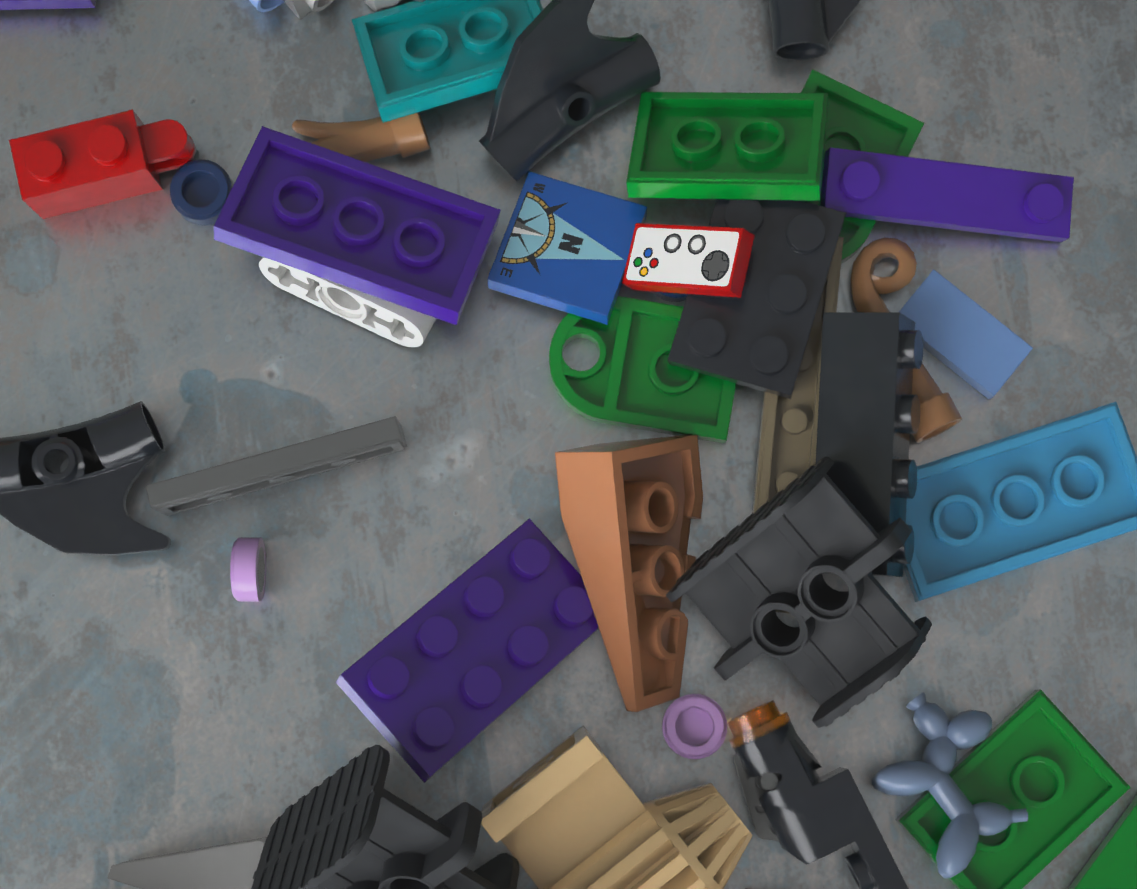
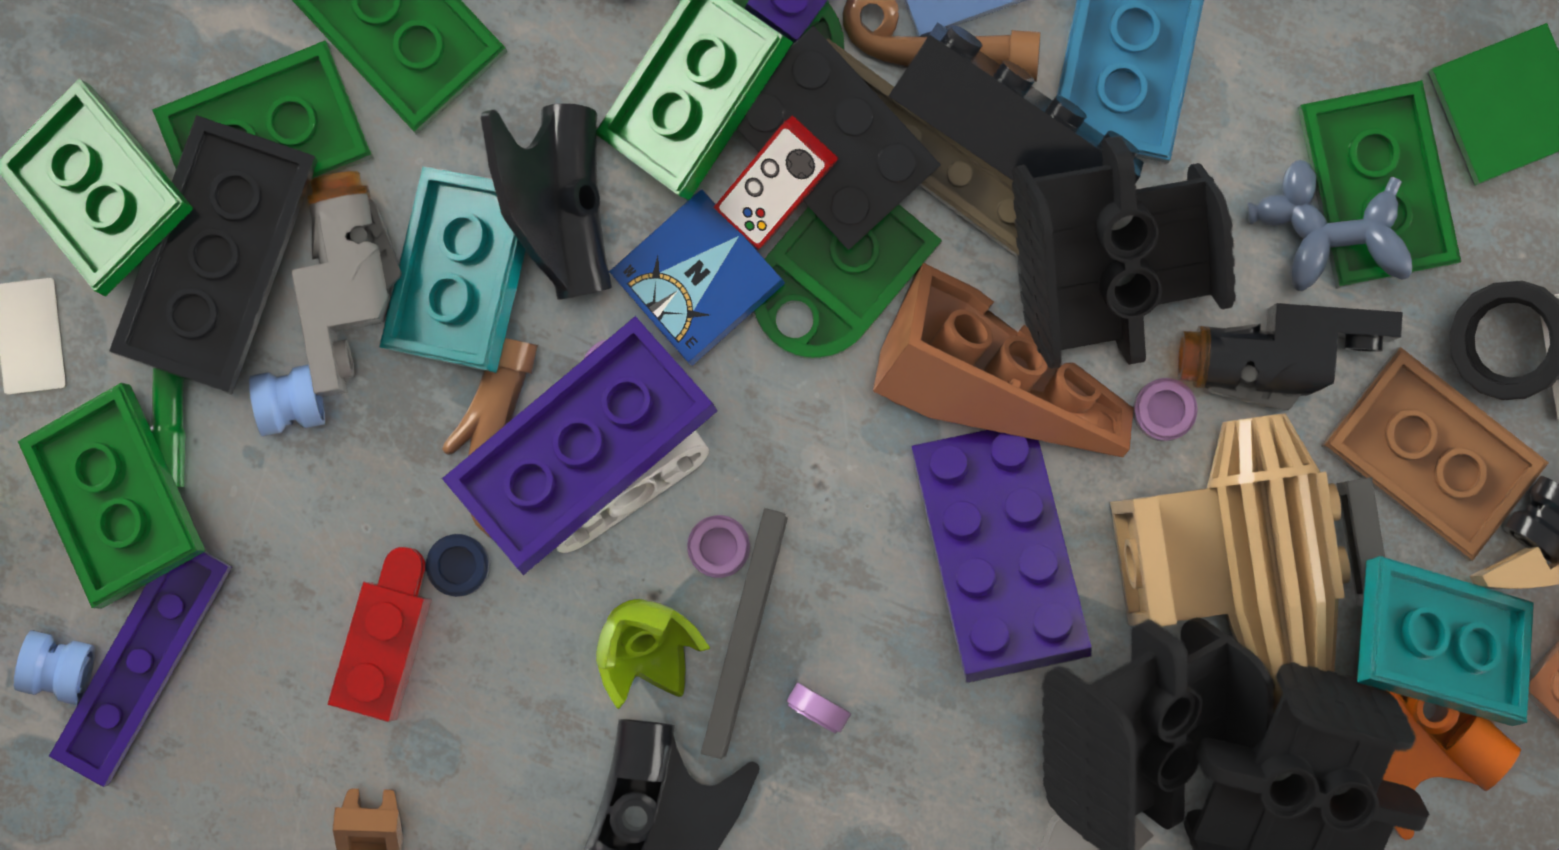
camera: 65 degrees left, 5 degrees up
(220, 380) = (645, 643): none -> lime piece
(344, 401) = (718, 546): none -> lavender tile

